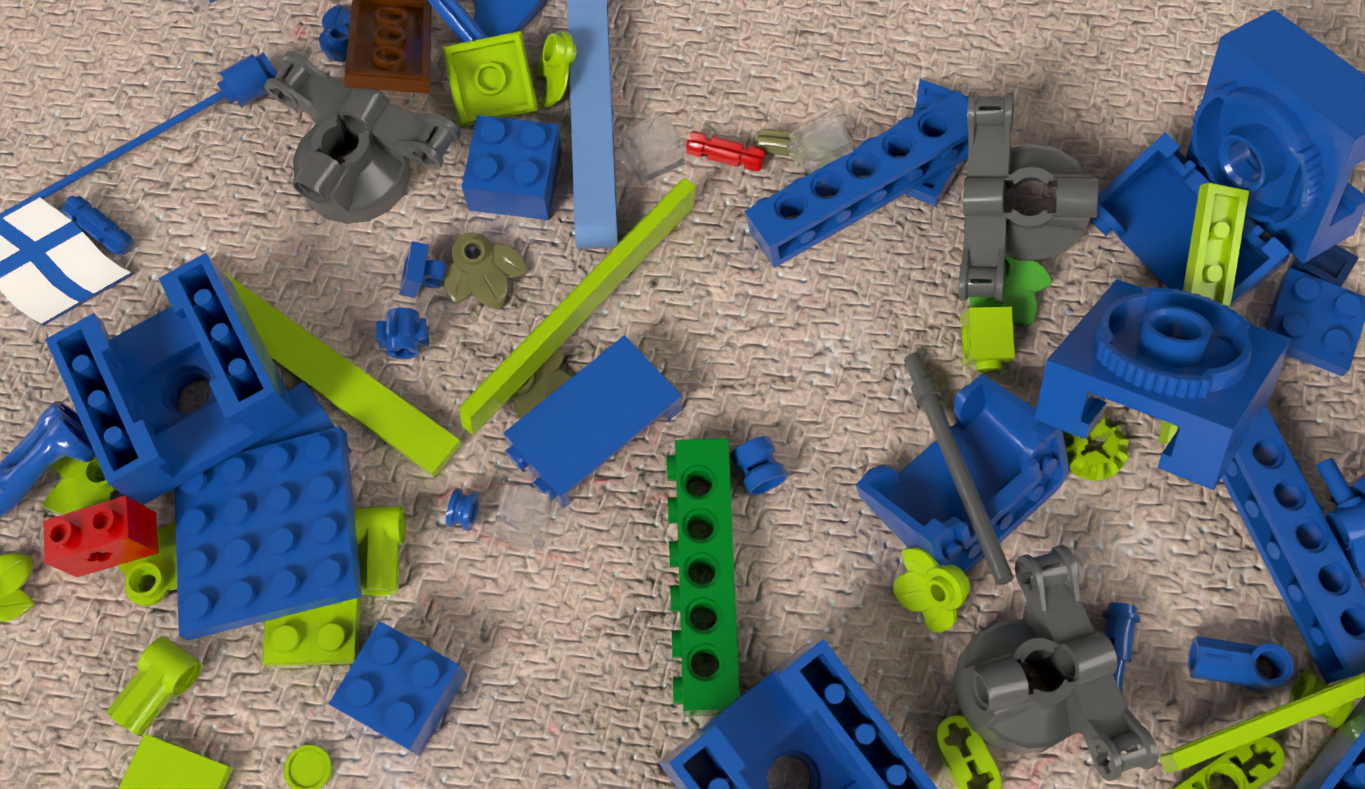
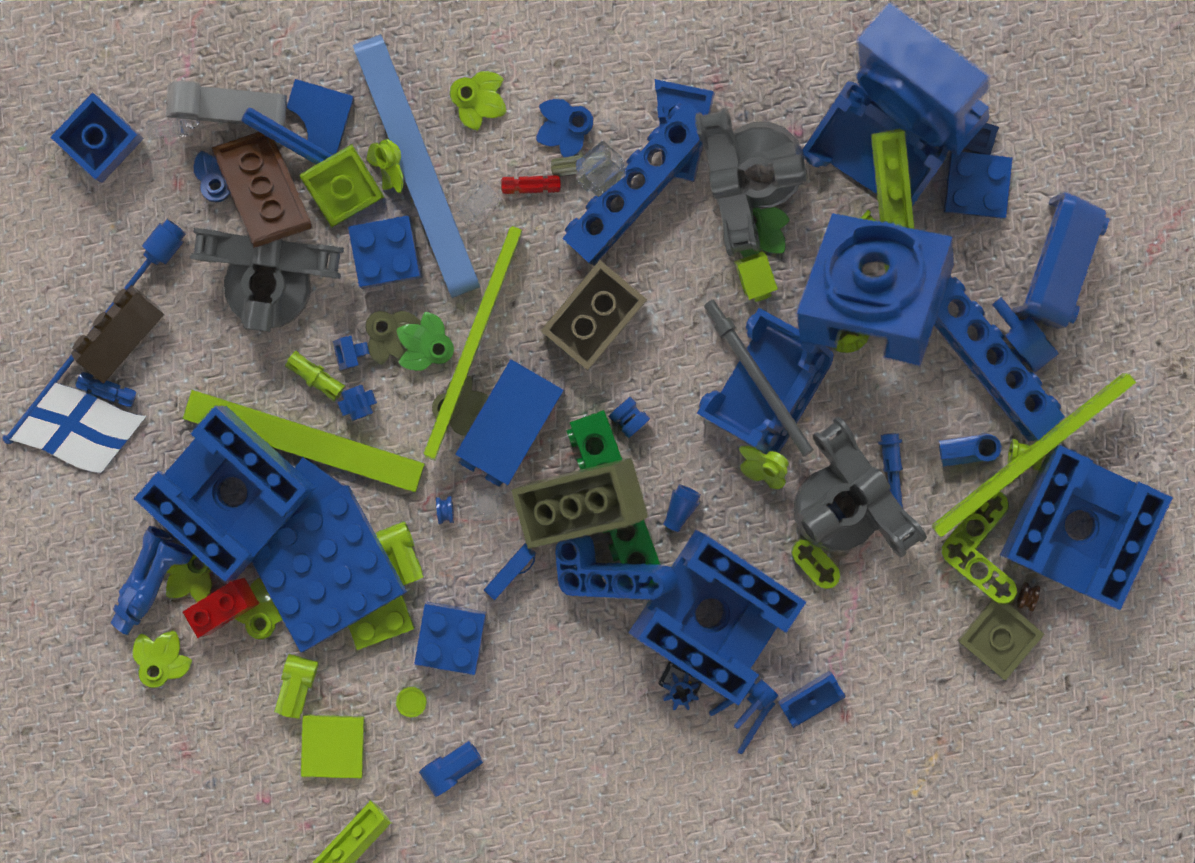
camera: 15 degrees left, 20 degrees up
(138, 157) = (116, 333): none -> dark brown brick
(362, 285) = (315, 376): none -> lime pin
(515, 286) = (420, 342): none -> bright green plate
(531, 616) = (510, 571): none -> blue piece
(625, 644) = (616, 575): none -> blue beam
(653, 545) = (580, 503): none -> olive brick
(698, 43) = (482, 101): none -> lime plate
(754, 317) = (593, 315): none -> dark tan brick
(786, 96) = (559, 126): none -> blue plate
(794, 611) = (681, 506): none -> blue cone

